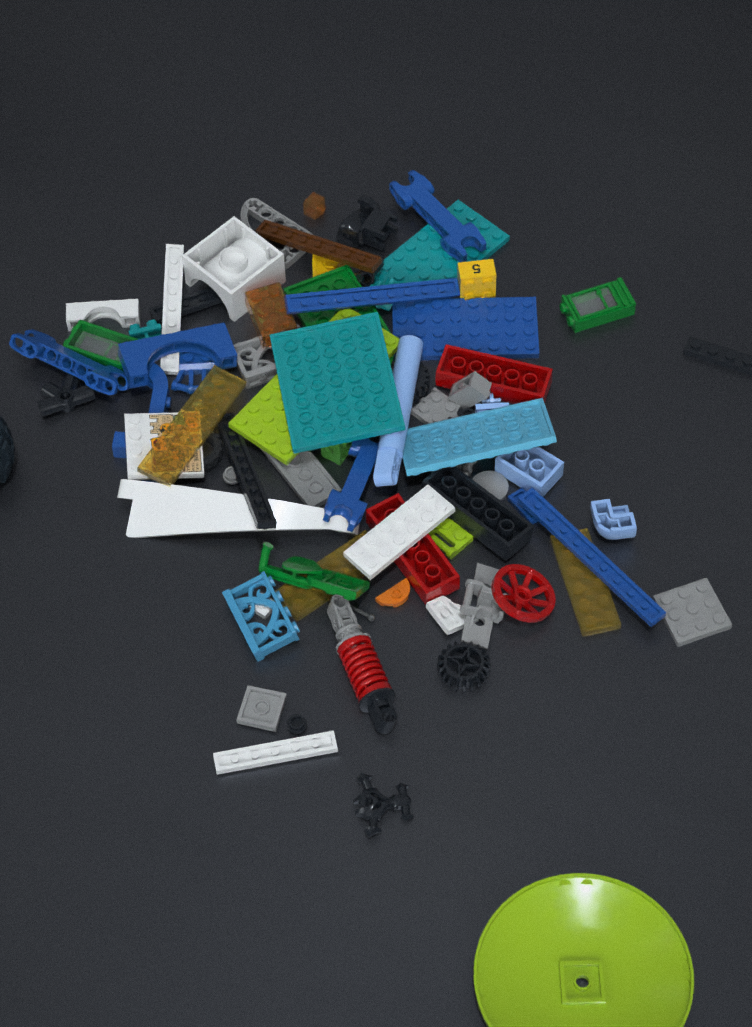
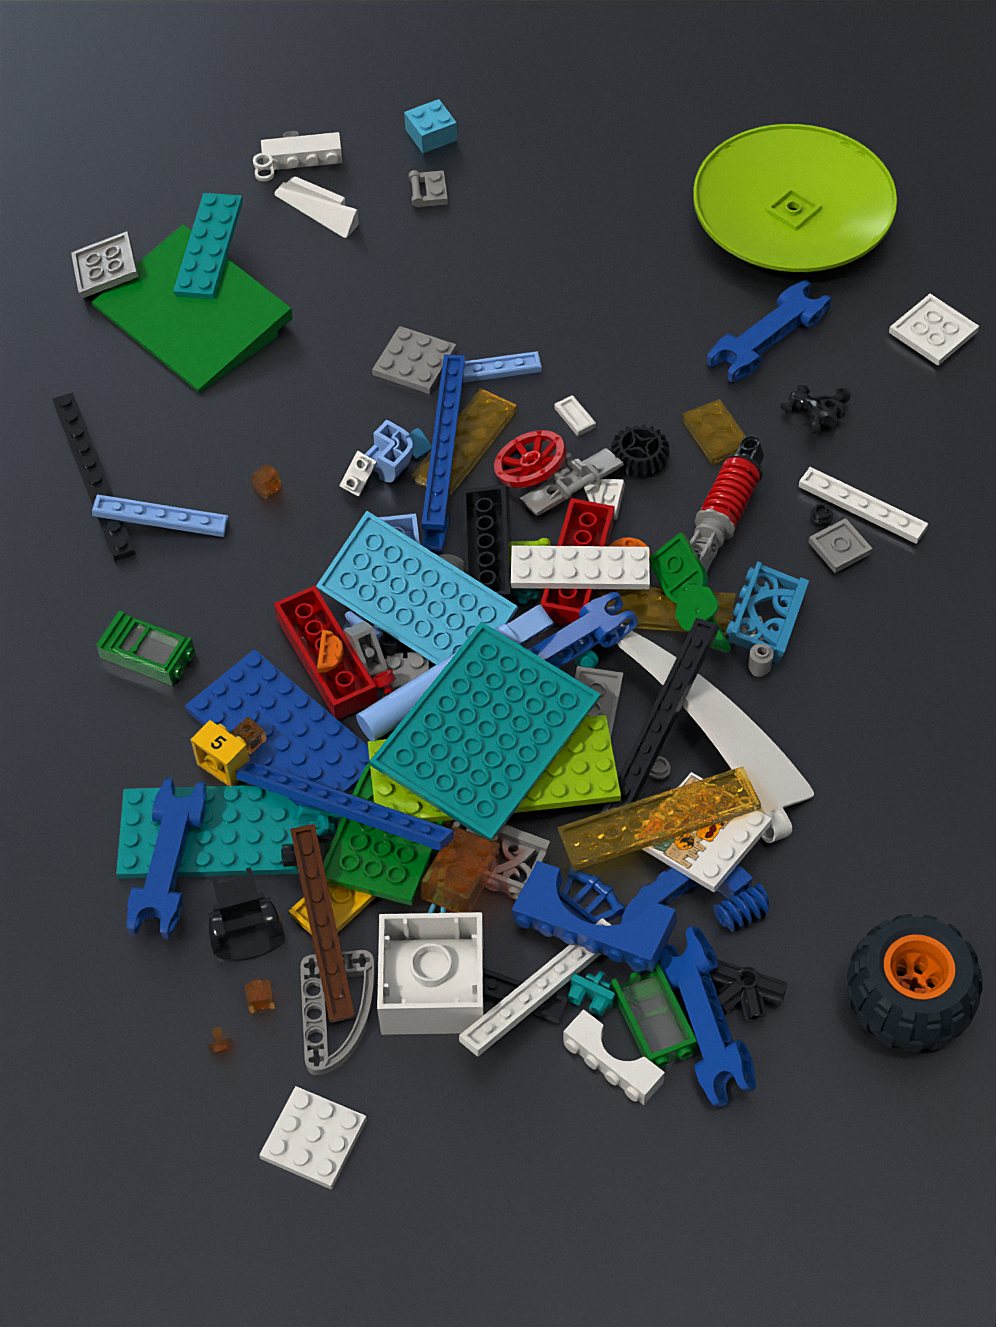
camera: 135 degrees left, 0 degrees up
(103, 433) = (742, 907): none -> blue piece
(217, 179) = (313, 1137): none -> white plate
(232, 578) = (760, 660): none -> light grey brick
(310, 176) = (219, 1044): none -> clear orange plate
(363, 955) = (934, 329): none -> white plate
(432, 730) = (714, 430): none -> clear yellow plate
(439, 385) = (383, 680): none -> red tile
(474, 300) = (251, 733): none -> clear orange plate
(479, 880) = (746, 349): none -> blue piece
(482, 364) = (330, 652): none -> orange plate
(538, 662) = (575, 415): none -> white tile
(612, 550) = (420, 444): none -> dark azure slope
(615, 492) = (358, 473): none -> white hips
(631, 655) = (502, 366): none -> light blue tile
(666, 448) = (266, 481): none -> clear orange plate
(695, 377) = (160, 515): none -> light blue tile

